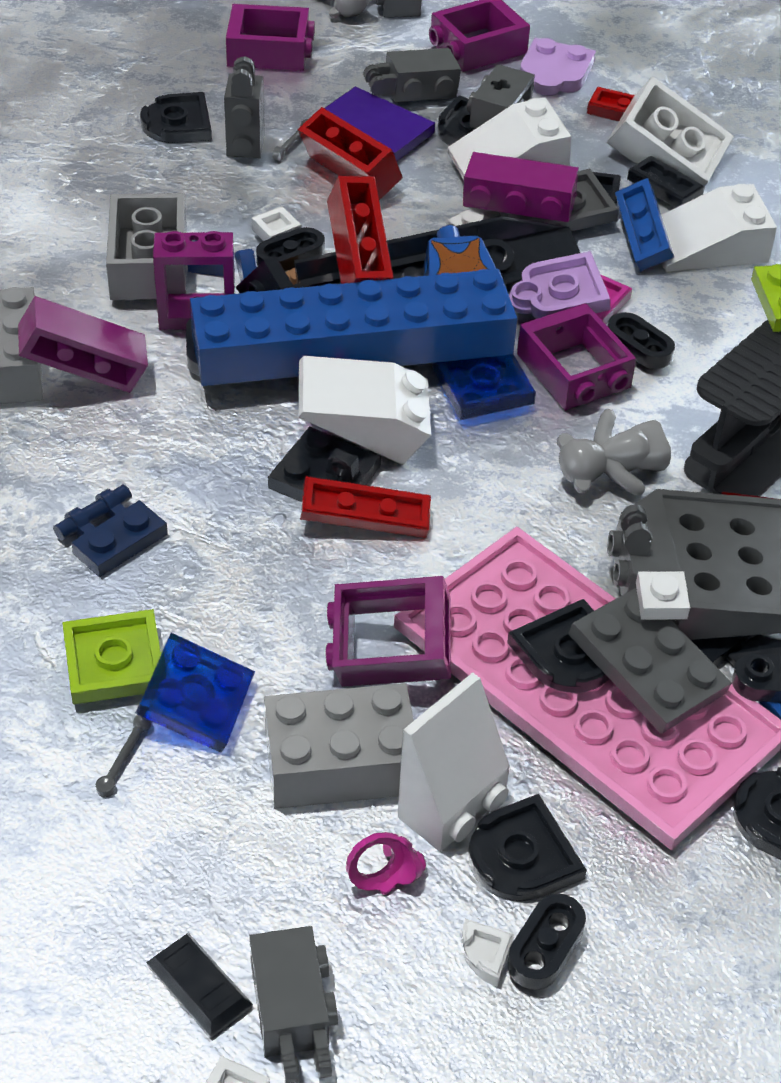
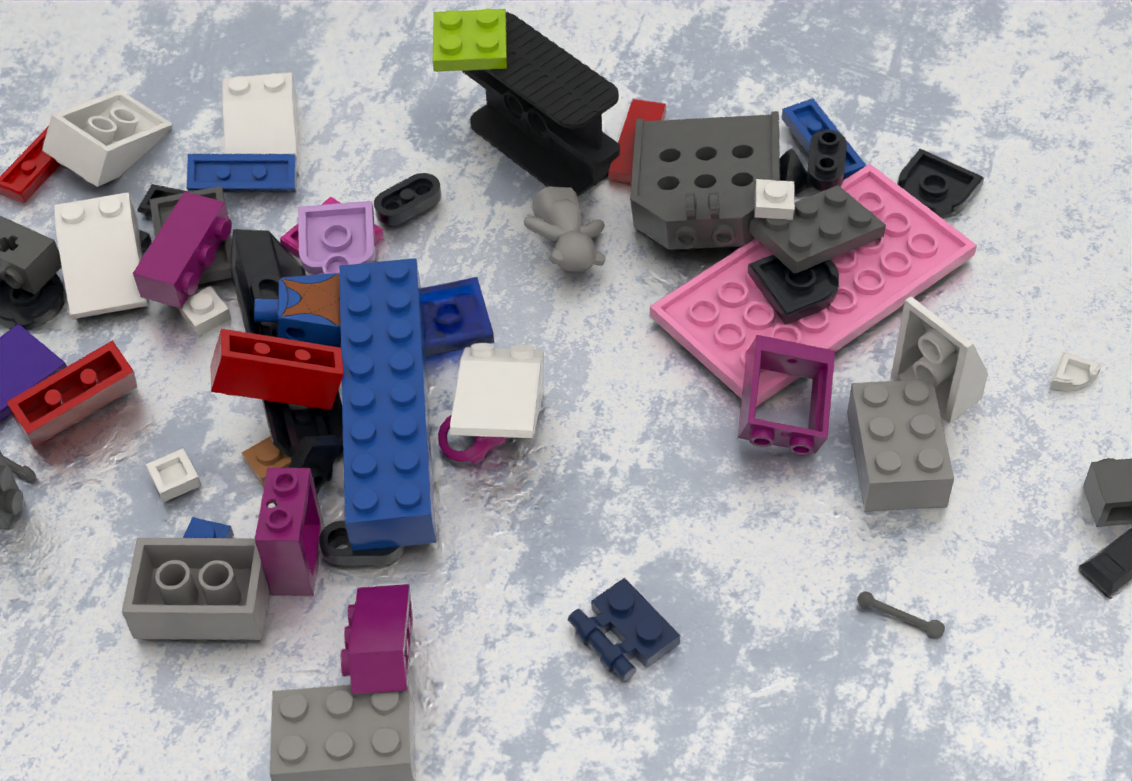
camera: 80 degrees left, 5 degrees up
(111, 655) = (795, 619): lime plate -> none
(195, 692) = (842, 550): clear blue plate -> none
(245, 262) = (235, 505): blue tile -> none
(292, 246) = (218, 466): black plate -> none
(322, 457) = (558, 453): black hinge -> none
(365, 507) = (615, 417): red tile -> none
(403, 867) = (1011, 414): dark pink piece -> none
(523, 852) = (995, 339): black tile -> none
(544, 944) = (1068, 331): black plate -> none
(578, 326) = (428, 220): magenta window -> none
(666, 181) = (171, 152): black plate -> none

